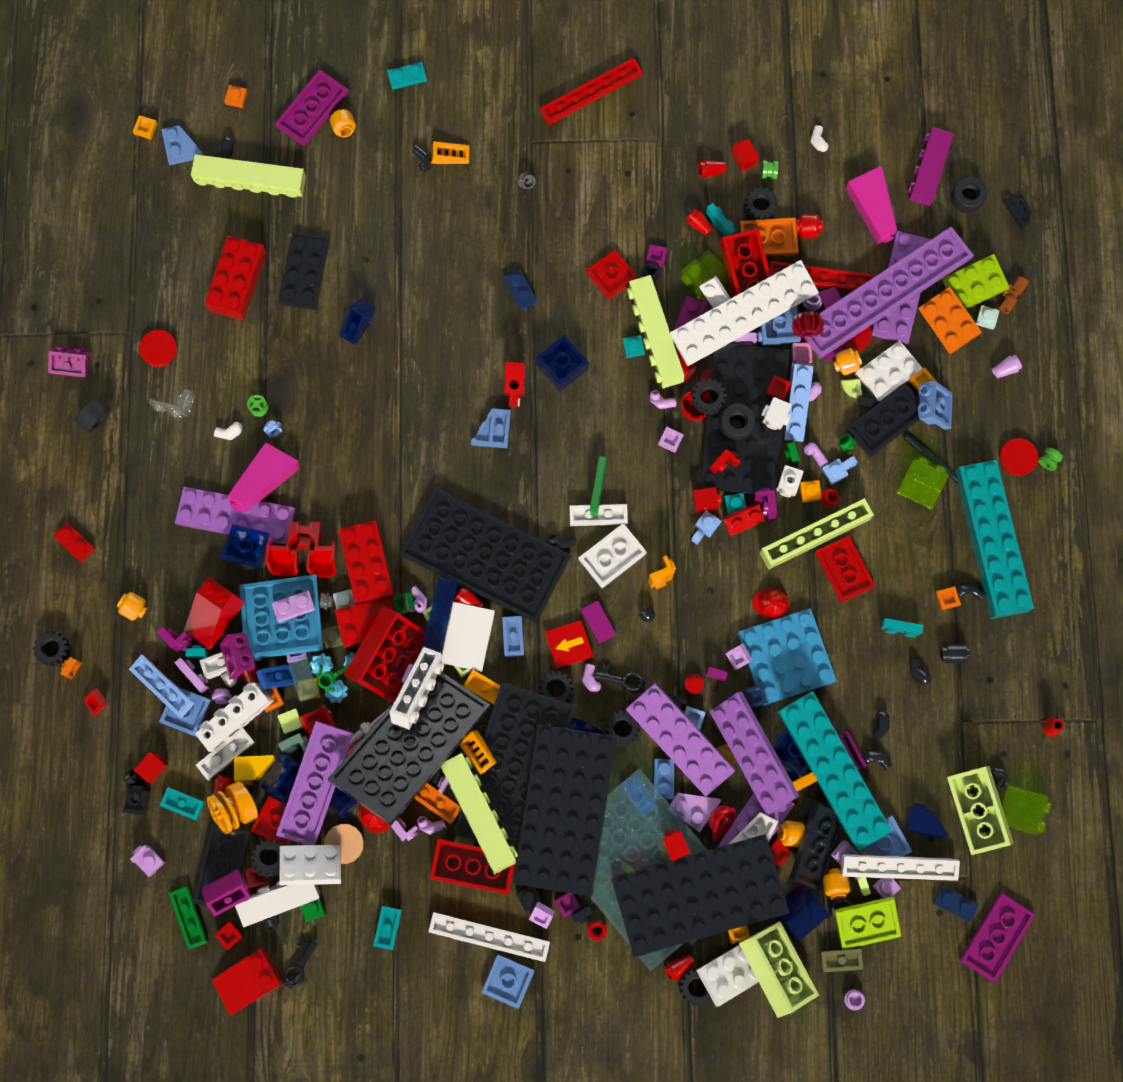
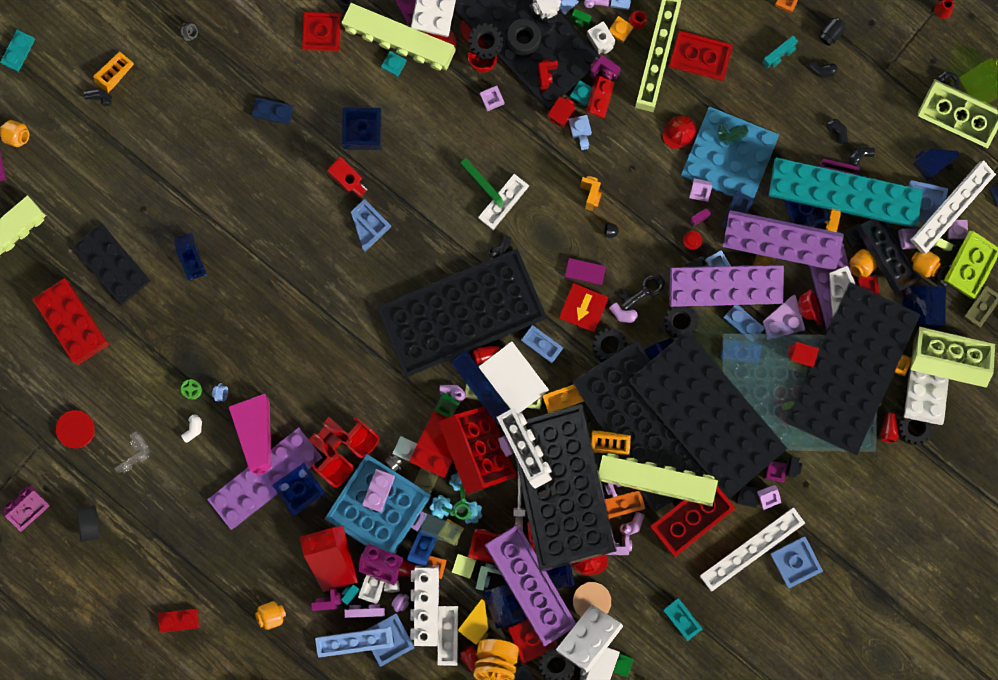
camera: 50 degrees left, 5 degrees up
(366, 562) = (391, 407): red brick -> none
(592, 935) = (817, 461): red plate -> none
(612, 555) = (544, 218): white plate -> none
(660, 402) = (455, 81): lavender arm -> none
(806, 645) = (736, 133): none -> clear green bracket

